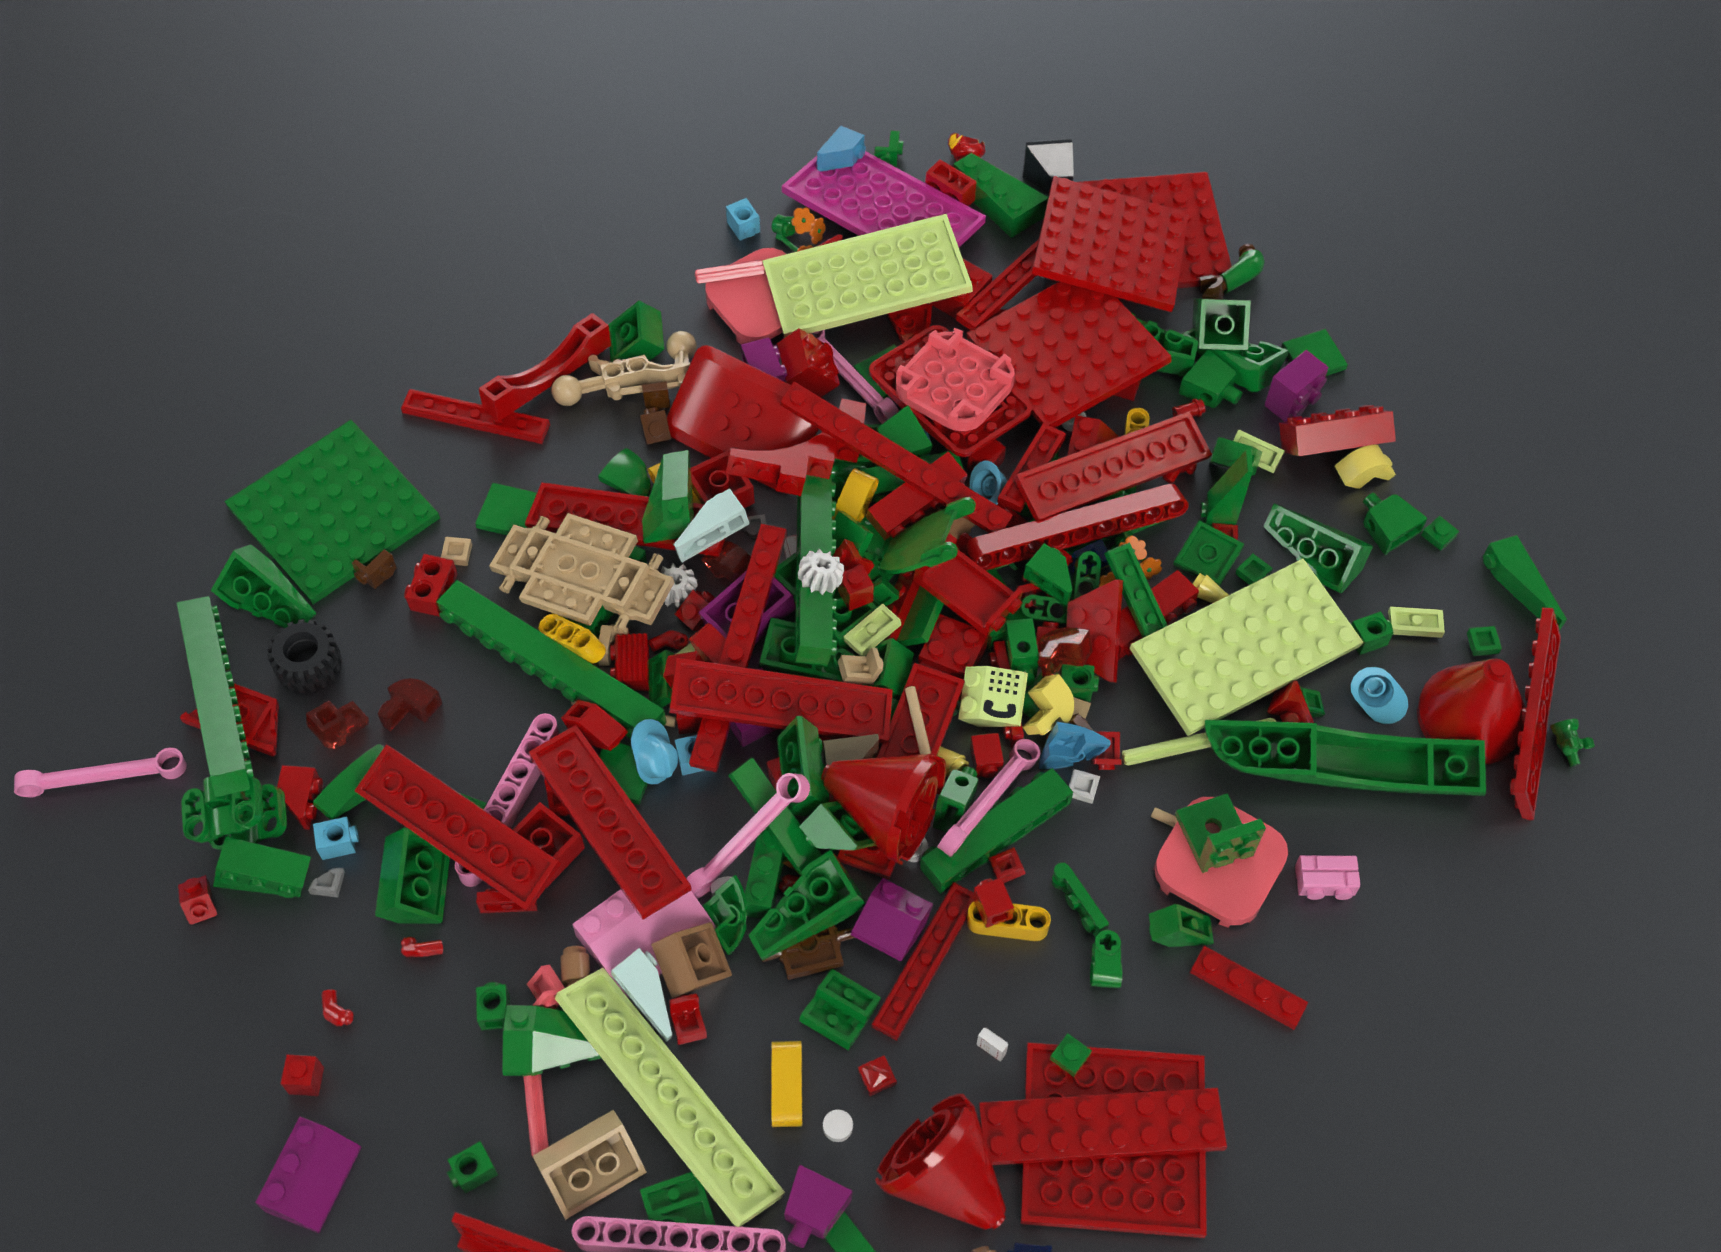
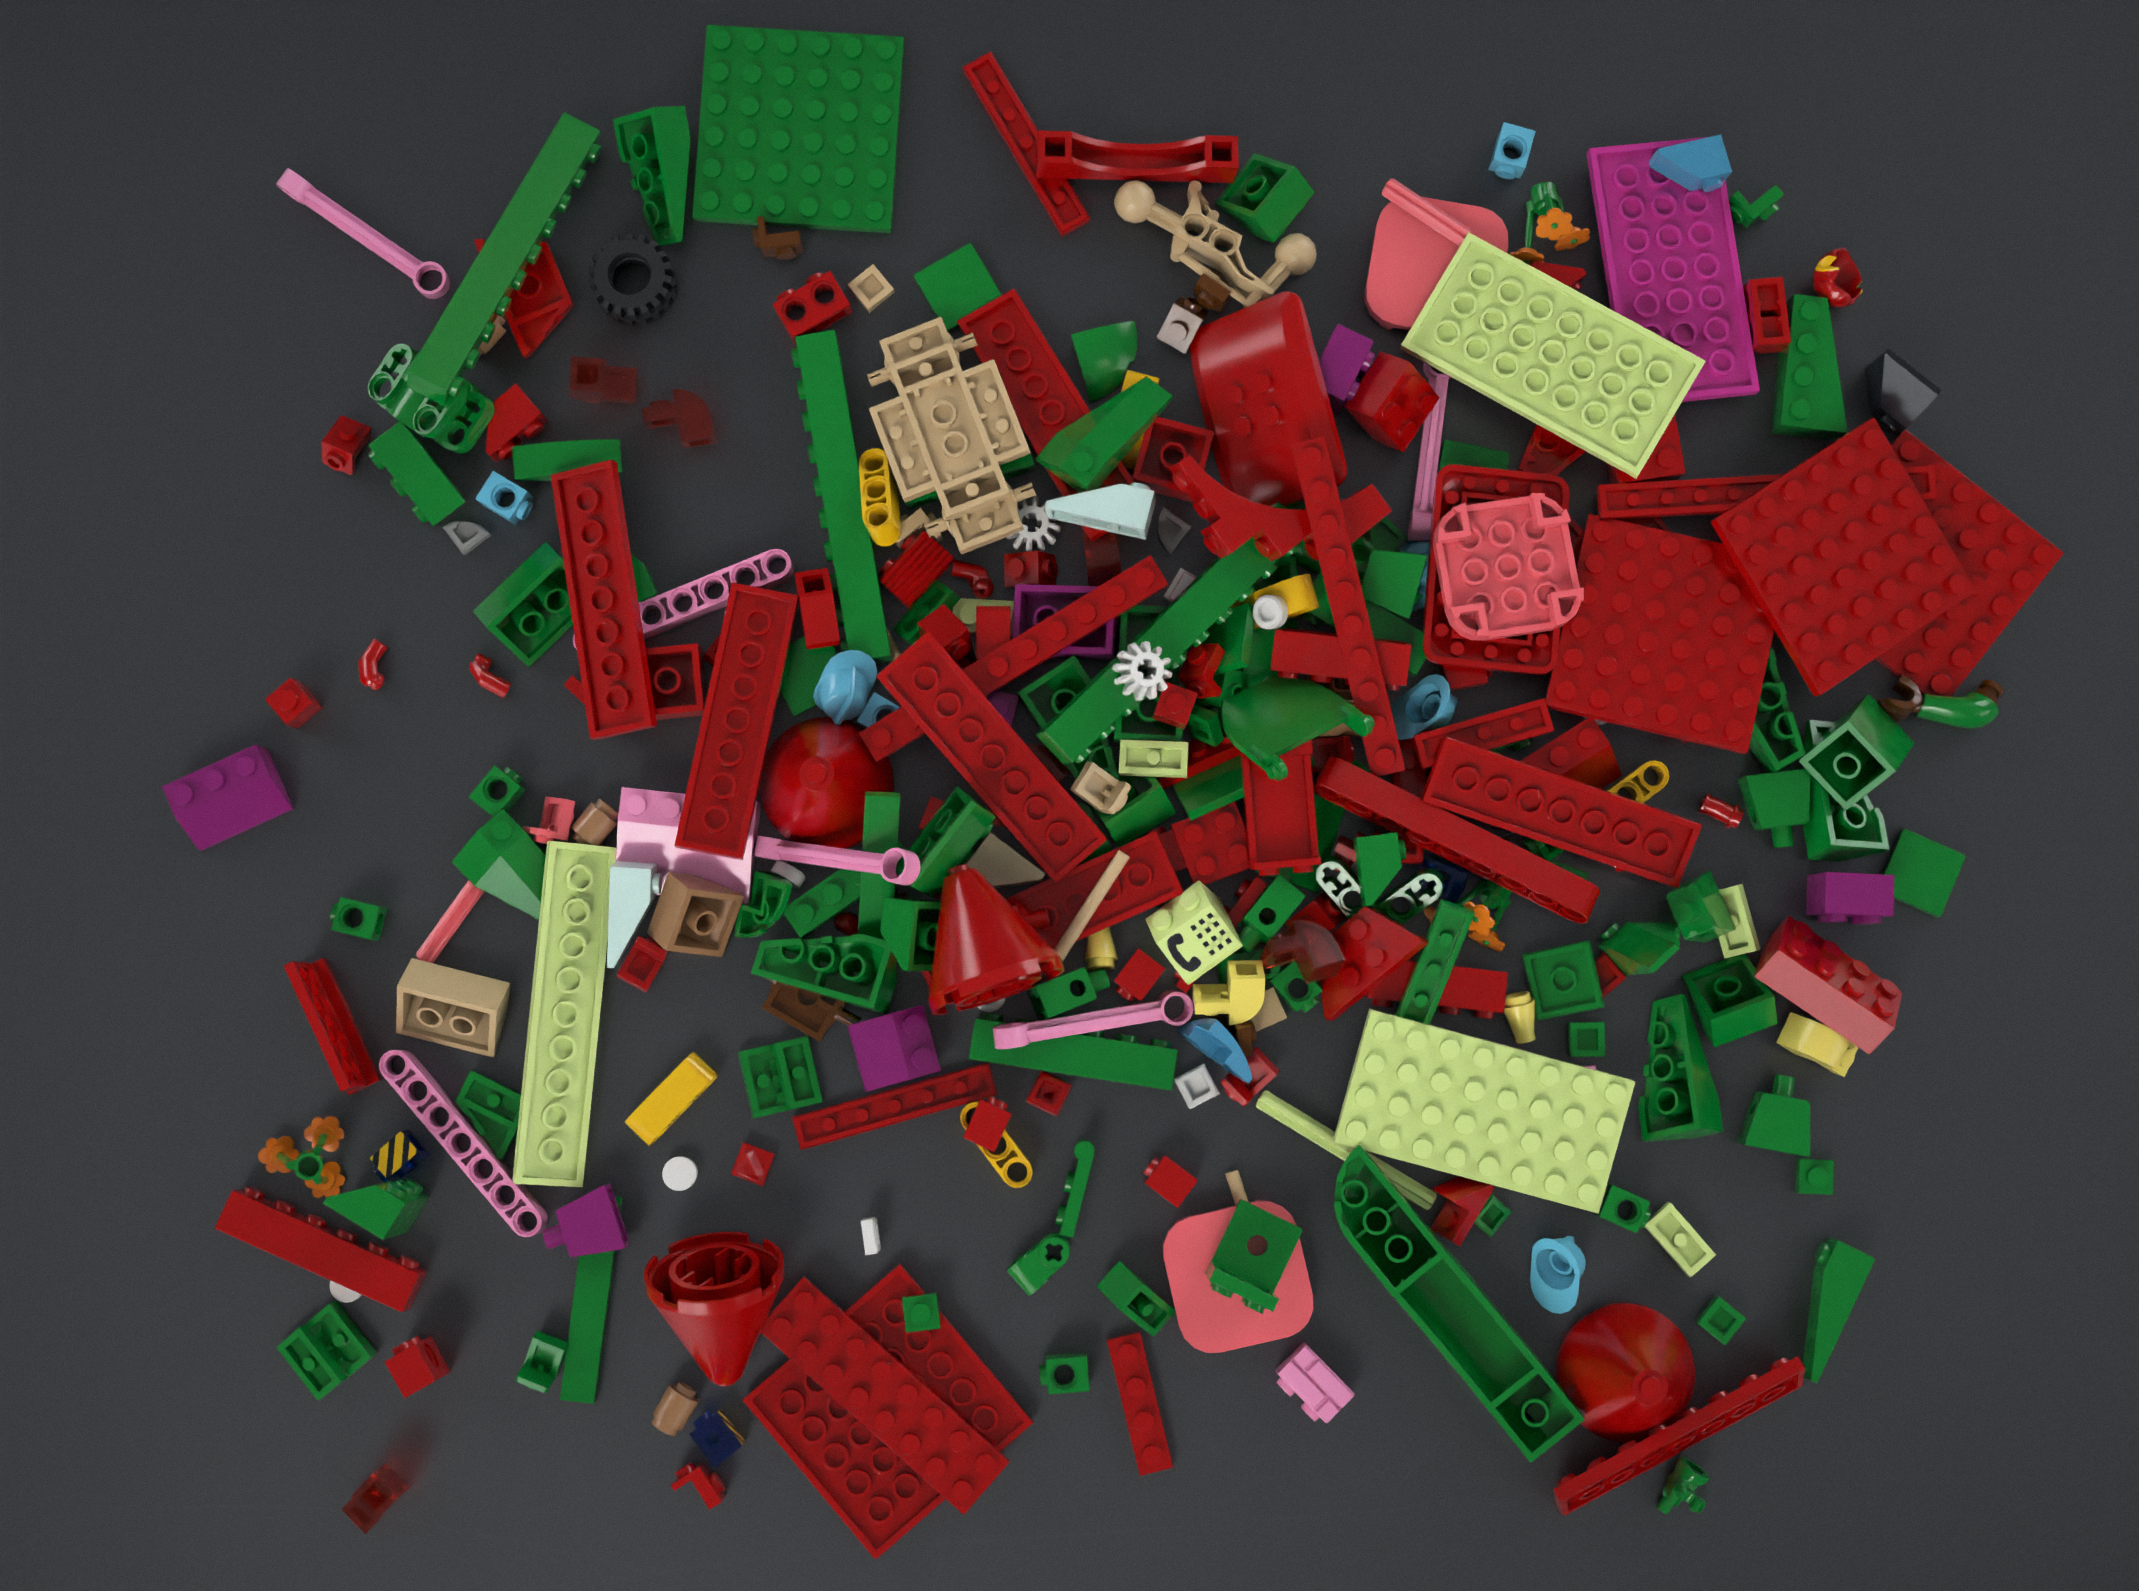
camera: 45 degrees right, 25 degrees up
(695, 816) = (818, 782): none -> red cone
(855, 503) = (1270, 611): none -> white tile
(1125, 845) = (1169, 1179): none -> red brick
(1195, 998) = (1077, 1362): none -> green brick
(1300, 486) = (1730, 999): none -> green slope

